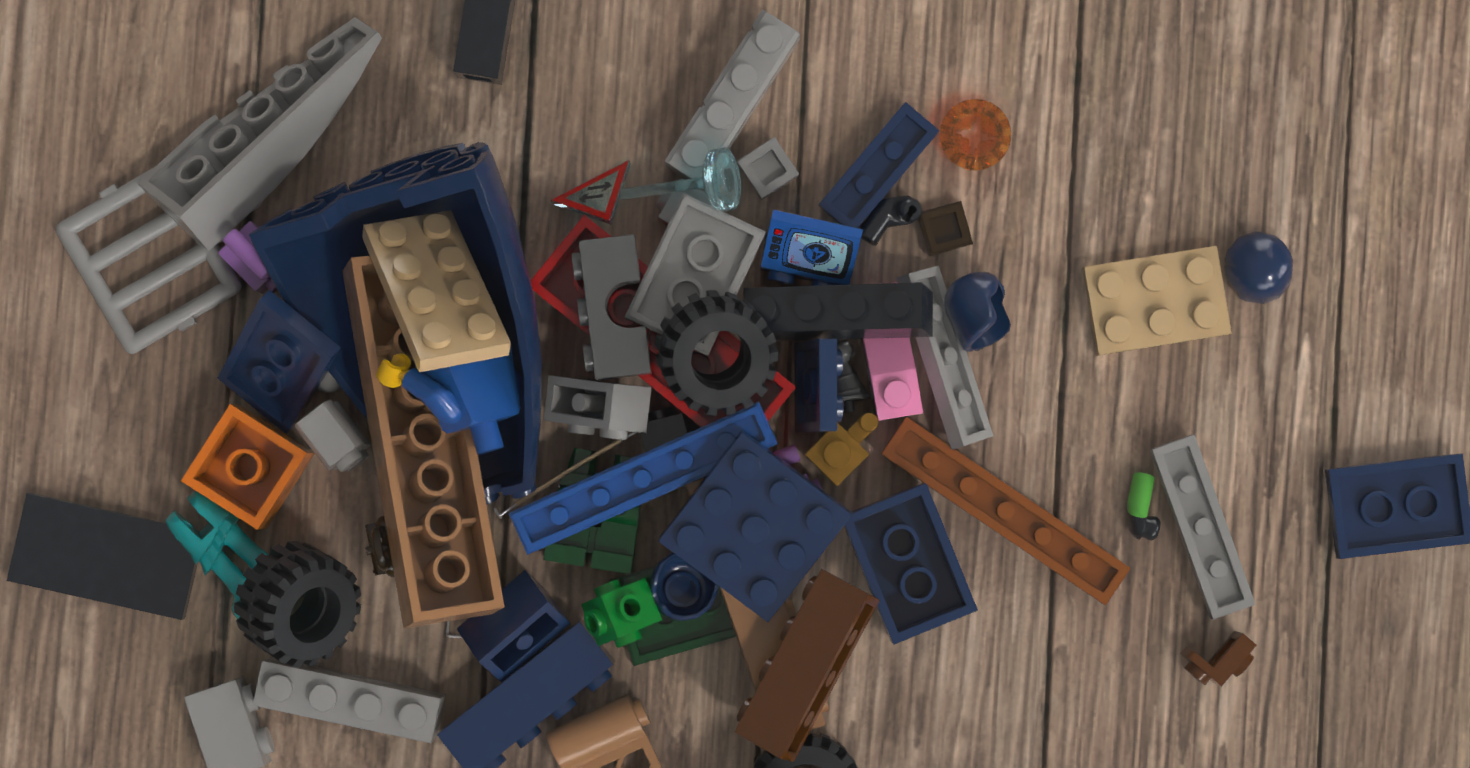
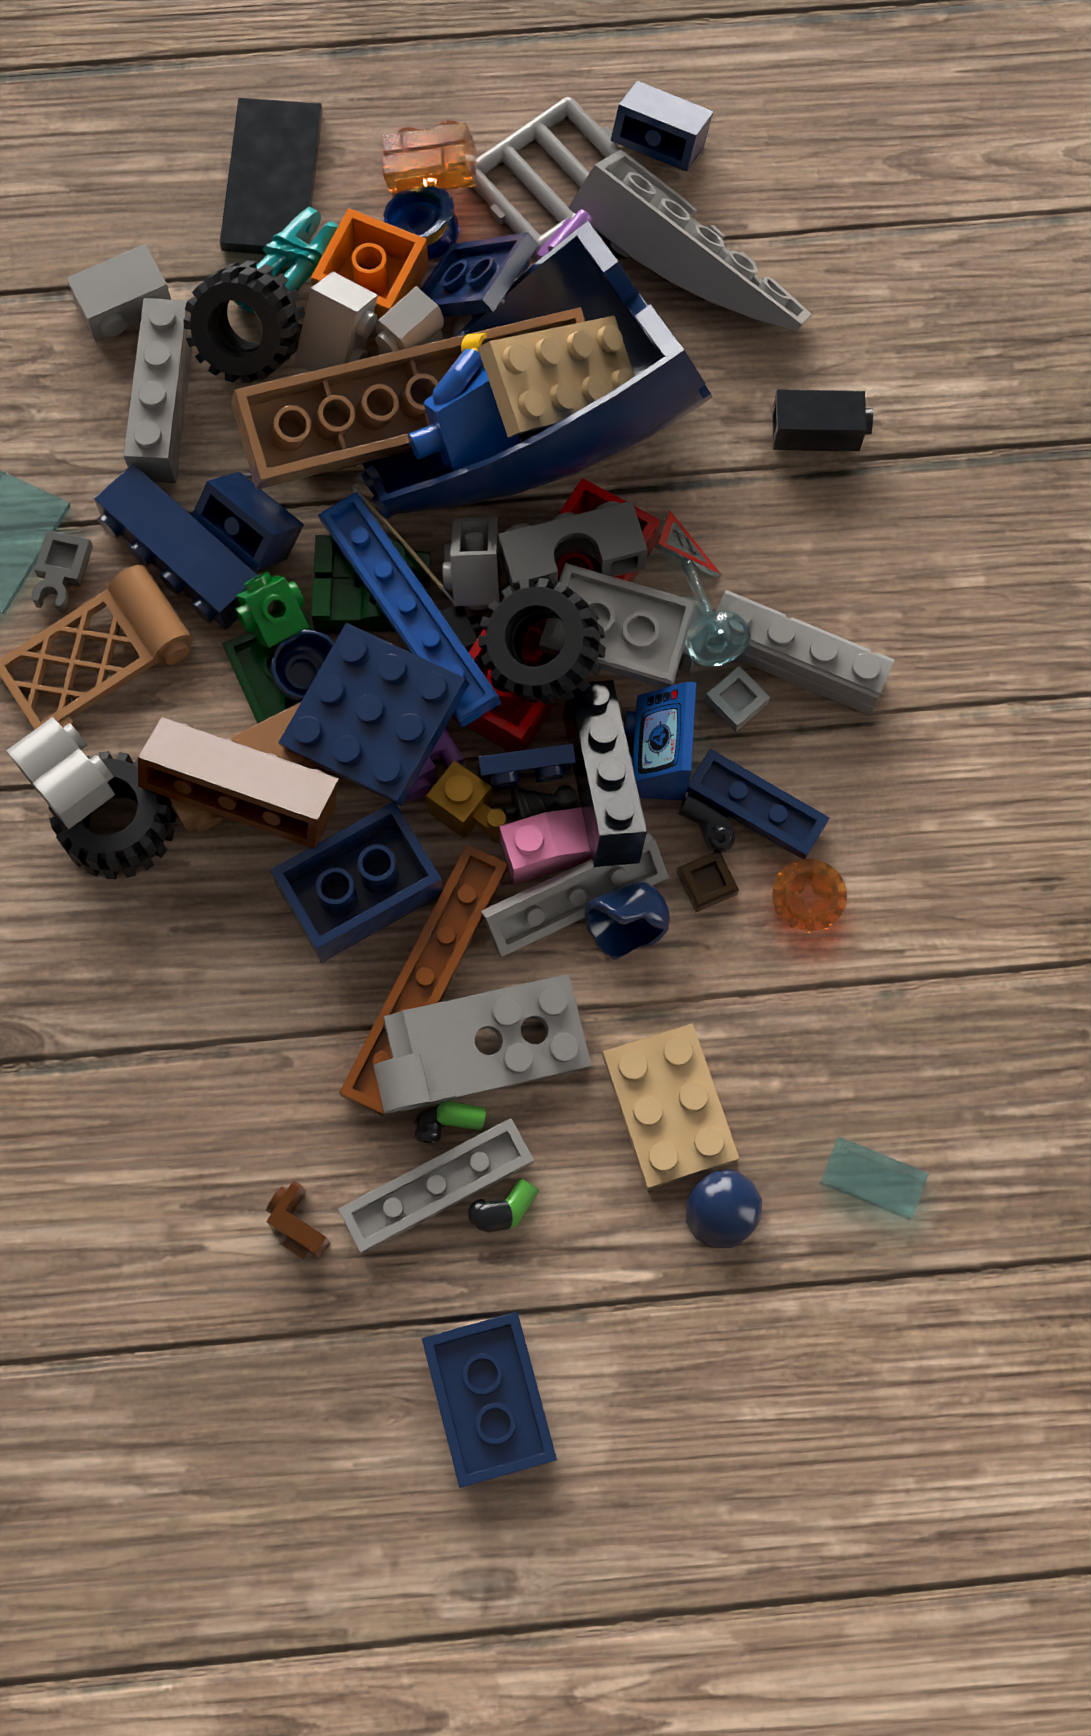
camera: 80 degrees right, 15 degrees down
(114, 135) = (661, 125): none -> dark blue brick
(119, 387) = (430, 157): none -> clear orange brick
(188, 405) = (426, 214): none -> clear blue piece
(316, 509) = (336, 323): none -> light grey brick
(1088, 508) = (438, 1055): none -> light grey hinge
(1235, 465) = (503, 1214): none -> arm
(1249, 125) = (874, 1178): none -> clear light blue tile

